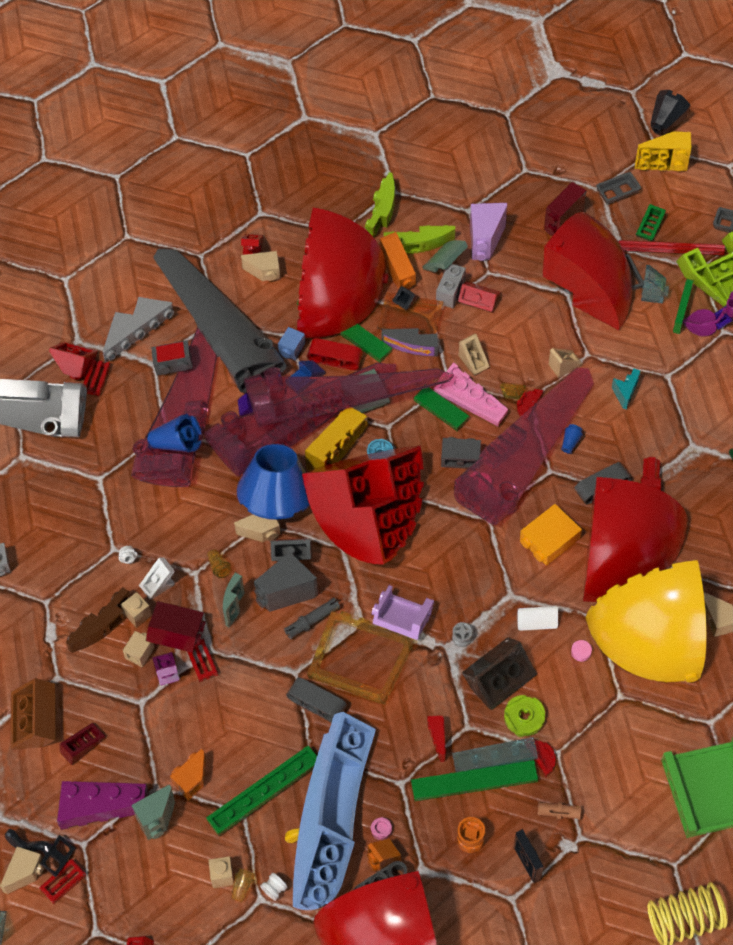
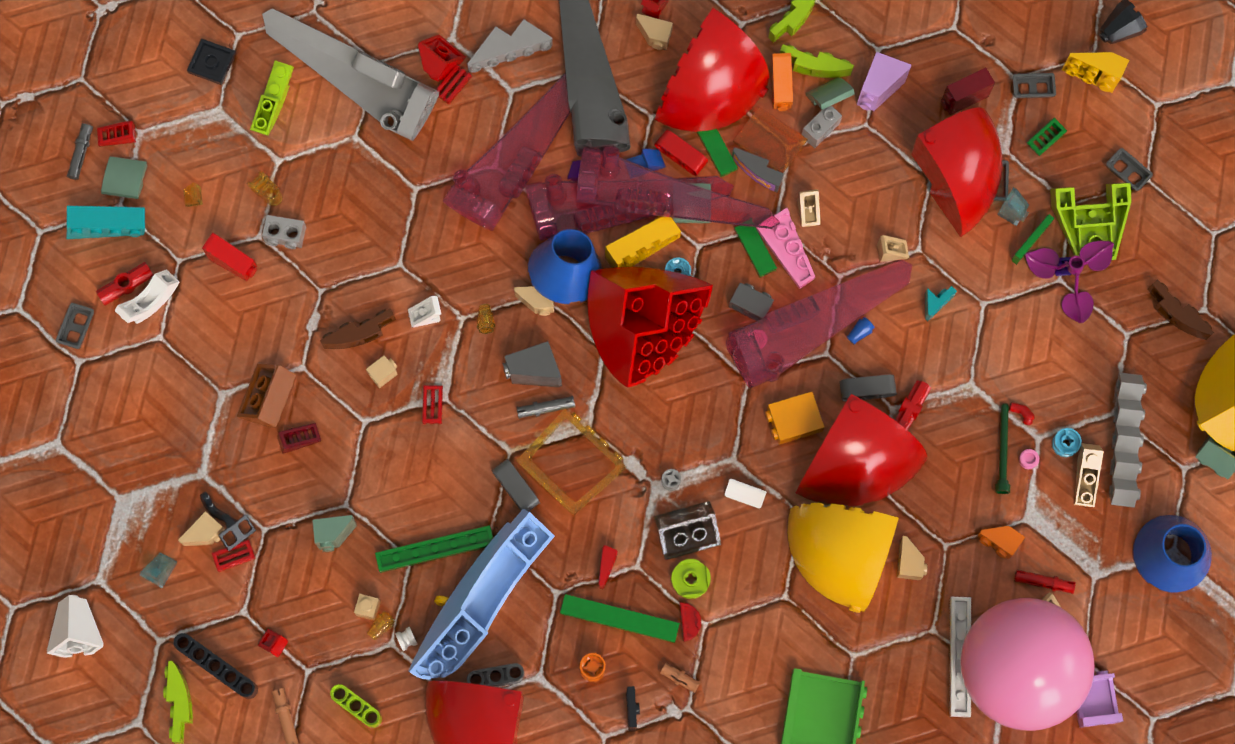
camera: 20 degrees right, 15 degrees up
(97, 801) = (287, 498): magenta wedge -> none
(127, 554) = (408, 276): white plate -> none
(136, 609) = (394, 334): tan brick -> none
(166, 668) = (397, 399): magenta slope -> none
(172, 357) = (529, 95): dark grey brick -> none
(175, 627) = (420, 366): dark red brick -> none
(176, 435) = (497, 181): blue cone -> none
(191, 775) = (378, 509): orange slope -> none
(232, 596) = (477, 365): sand green slope -> none
(291, 343) = (645, 125): medium blue brick -> none
(300, 548) = (556, 334): dark grey brick -> none
(381, 828) = (520, 626): bright pink tile -> none
(382, 854) = (509, 653): orange slope -> none
(401, 614) = (625, 438): lavender panel -> none
(405, 298) = (773, 121): black slope -> none
(478, 296) = (844, 146): red panel -> none
(495, 755) = (648, 604): clear light blue tile -> none
(512, 391) = (829, 259): clear yellow slope -> none
(528, 400) = (839, 275): red tile -> none
(581, 650) = (770, 539): bright pink tile -> none
(671, 247) = (1054, 171): red axle -> none

